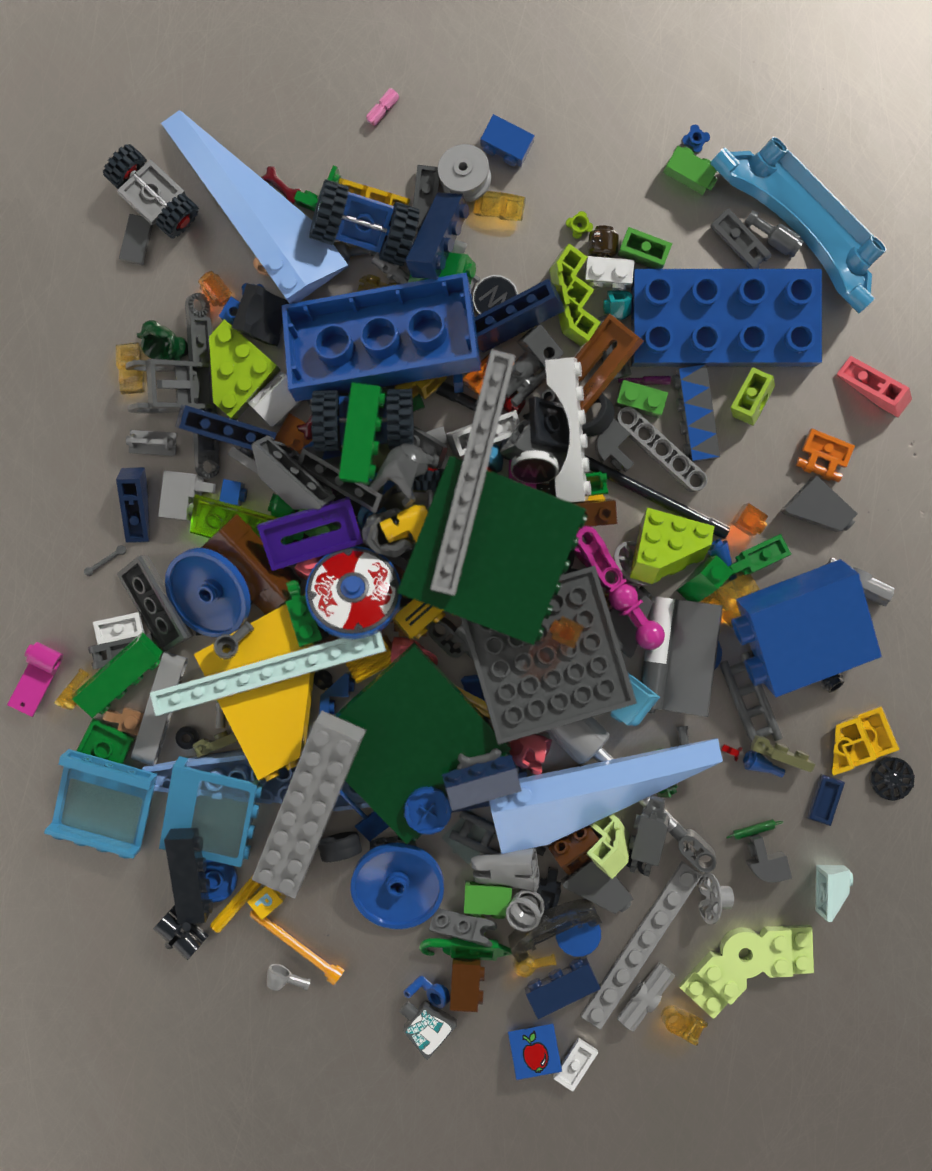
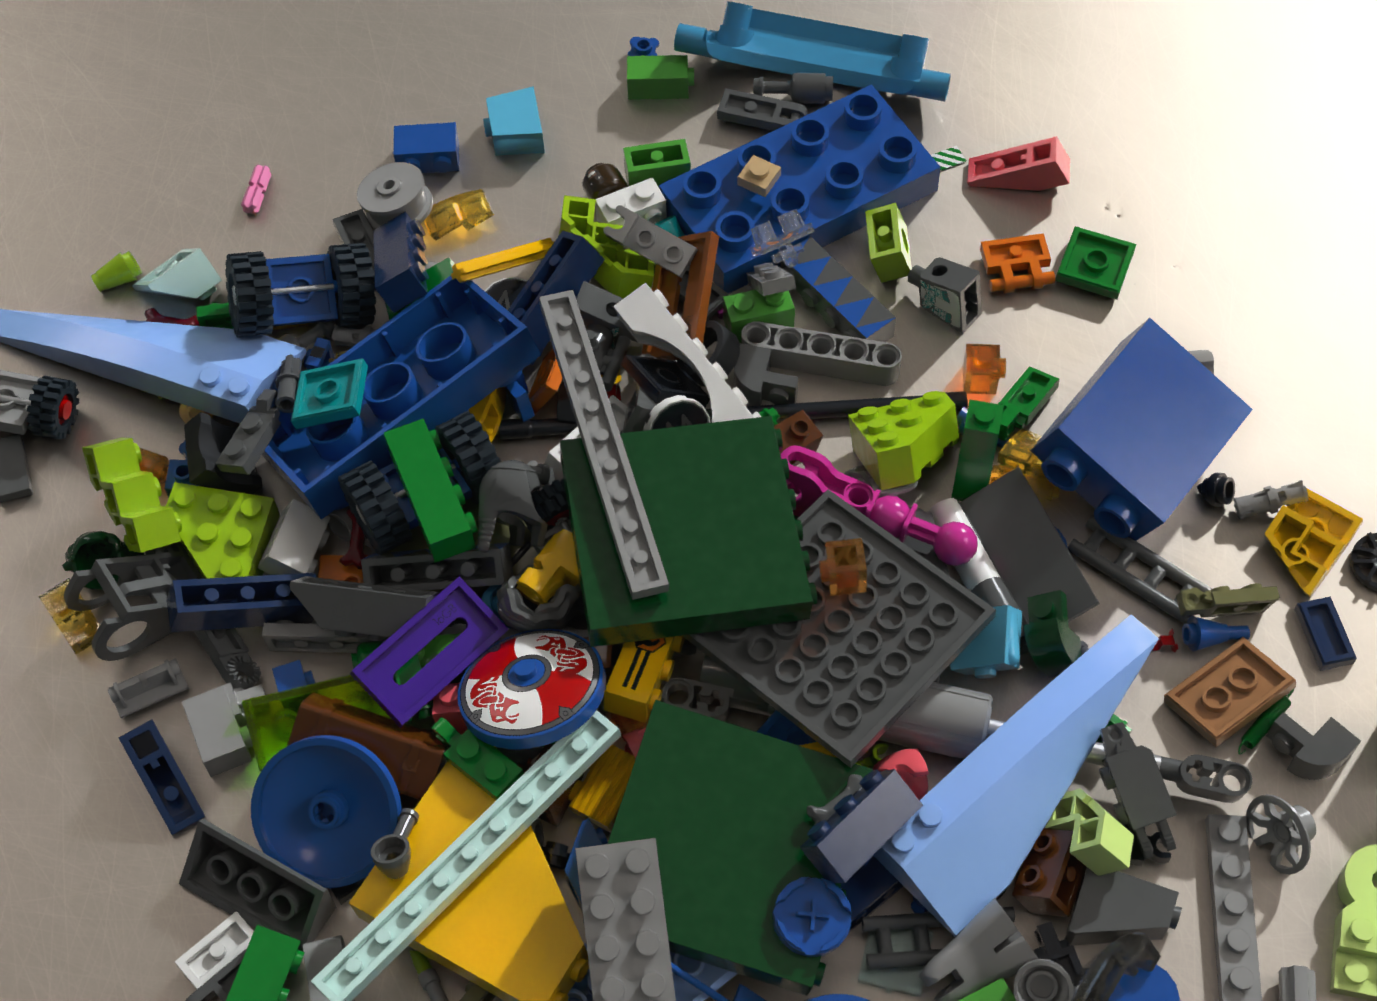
camera: 30 degrees left, 30 degrees down
(120, 550) = (169, 850): dark grey hinge -> none
(193, 318) = (131, 495): none -> lime brick
(263, 125) = (116, 272): none -> lime cone
(282, 320) = (251, 436): none -> dark grey hinge
(298, 154) = (182, 276): none -> light aqua slope
(321, 296) = (287, 383): none -> dark grey axle
(339, 324) = (329, 393): none -> teal plate
(355, 272) = (319, 354): none -> blue plate
(502, 275) = (501, 260): none -> yellow axle
(575, 153) = (514, 123): none -> medium azure torso
(581, 218) = (564, 180): lime plate -> none
(599, 318) = (652, 242): none -> light grey plate
(657, 390) = (770, 279): none -> light grey plate
(667, 718) = (1048, 633): none -> dark green brick
(683, 366) = (793, 230): none -> clear hips
(697, 308) = (759, 176): none -> tan plate
(746, 803) = (1229, 691): none -> medium nougat tile
(765, 454) = (949, 292): none -> dark grey torso
(820, 506) = (1055, 314): dark grey slope -> none
(837, 345) = (949, 157): none -> sticker
(855, 705) = (1270, 499): none -> light grey pin
(873, 484) = (1095, 262): none -> green plate

